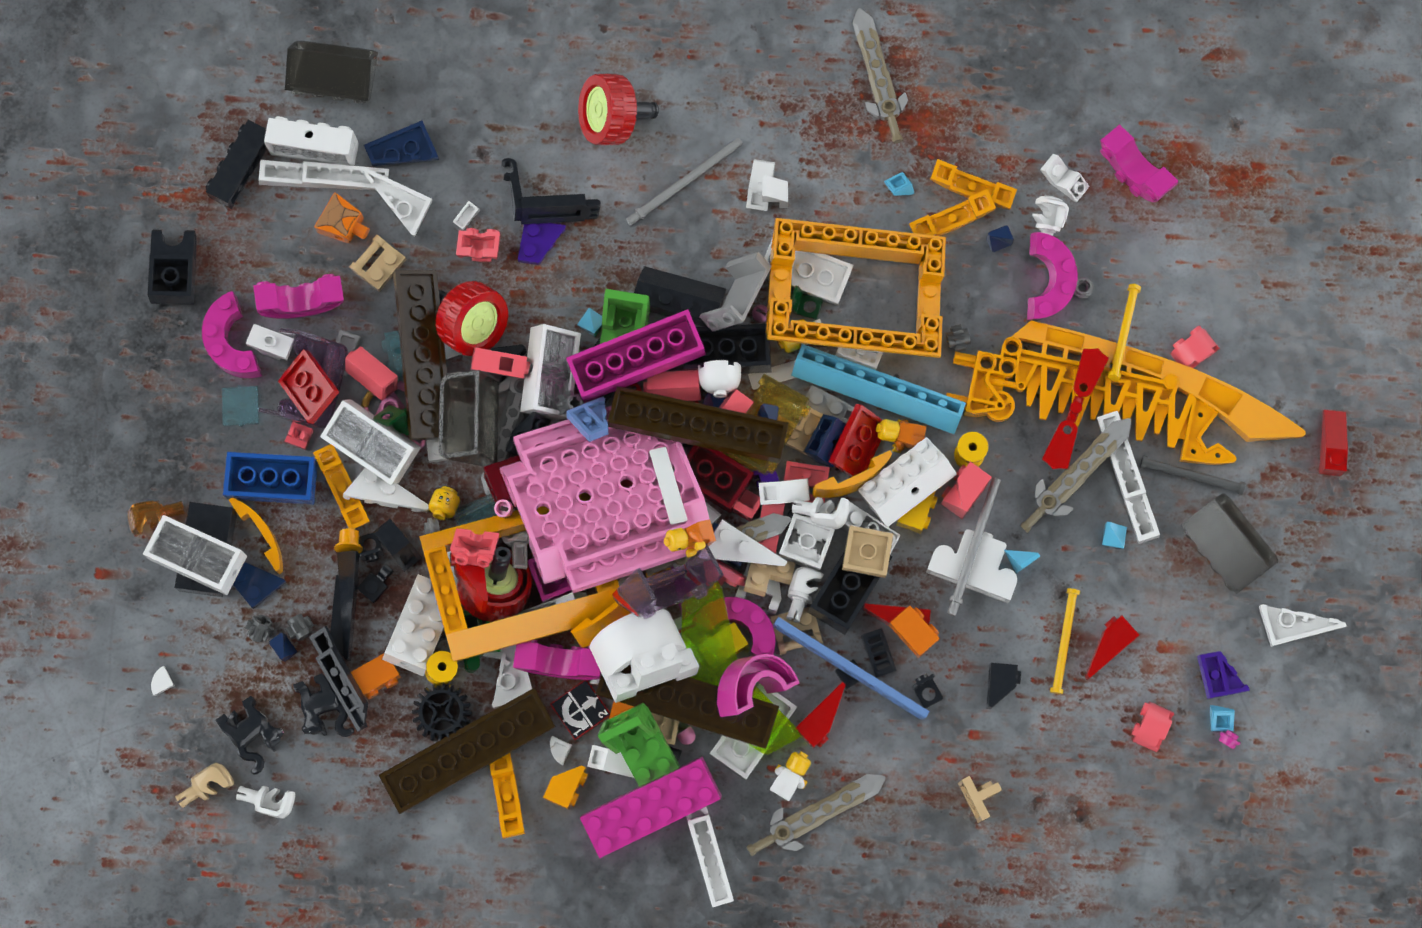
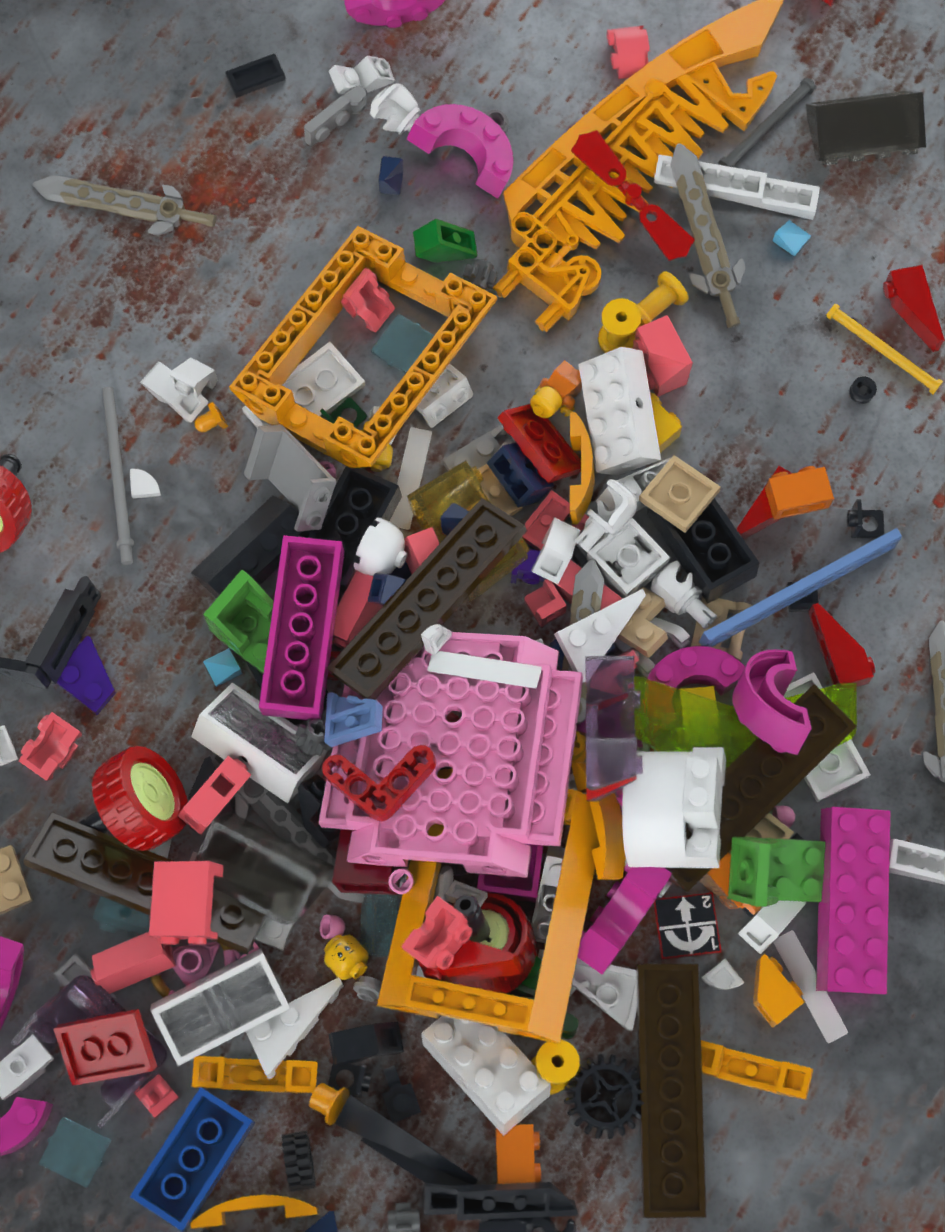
camera: 65 degrees left, 5 degrees down
(302, 542) = (298, 1161): none -> black tyre
(398, 419) = (212, 956): dark green bracket -> none
(418, 381) = (183, 901): none -> coral panel
(459, 484) = (331, 926): none -> bright pink hinge
(551, 465) = (384, 790): none -> red beam
(590, 801) = (805, 977): none -> white sticker
(671, 444) = (435, 638): none -> white tile
(686, 201) = (143, 484): none -> white tile
(692, 393) = (383, 587): none -> dark blue slope
(693, 538) = (565, 679): piece -> none
(719, 476) = (498, 610): dark red brick -> none
(756, 219) = (210, 419): none -> light orange piece
(790, 777) = (894, 724): white piece -> none
(873, 634) = (783, 559): black slope -> none
(878, 389) = (490, 389): medium azure brick -> none
(882, 313) = (402, 343): none -> clear light blue piece
(896, 274) = (368, 300): none -> coral cylinder
(899, 185) = (265, 246): medium azure slope -> none
(955, 216) = (337, 205): light orange slope -> none
(956, 598) = (783, 431): light grey bar -> none
(969, 185) = (315, 173): light orange slope -> none
(970, 301) = (444, 242): none -> green slope
(985, 571) = (750, 394): white brick -> none
(1001, 681) = (899, 439): black slope -> none
(1006, 466) = (668, 292): none -> yellow piece
(1021, 559) = (775, 339): medium azure slope -> none
(1024, 107) = (255, 75): none -> black tile
(1024, 177) = (335, 114): none -> light grey hinge
(1030, 646) = (871, 389): none -> black bush
(1115, 374) = (616, 136): yellow bar -> none

